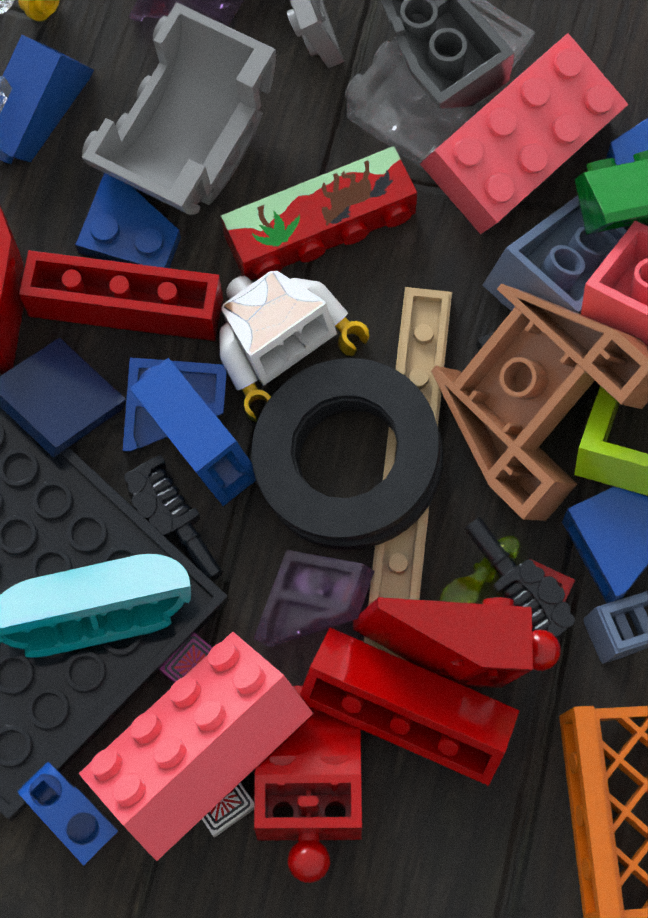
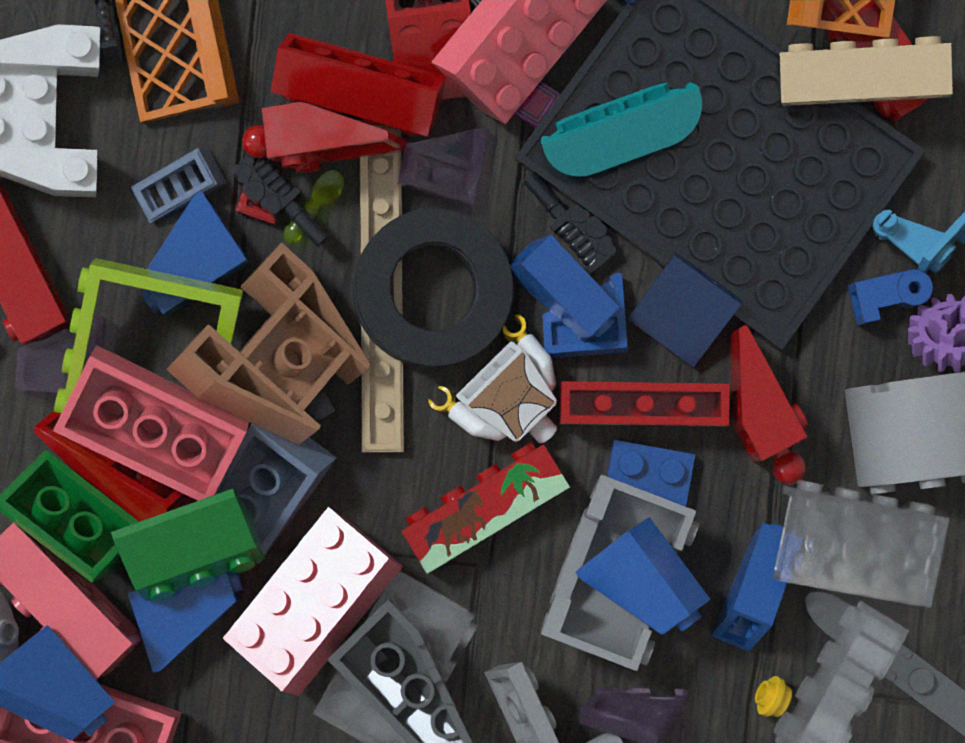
camera: 175 degrees right, 15 degrees up
(151, 99) = (646, 579): none -> blue slope

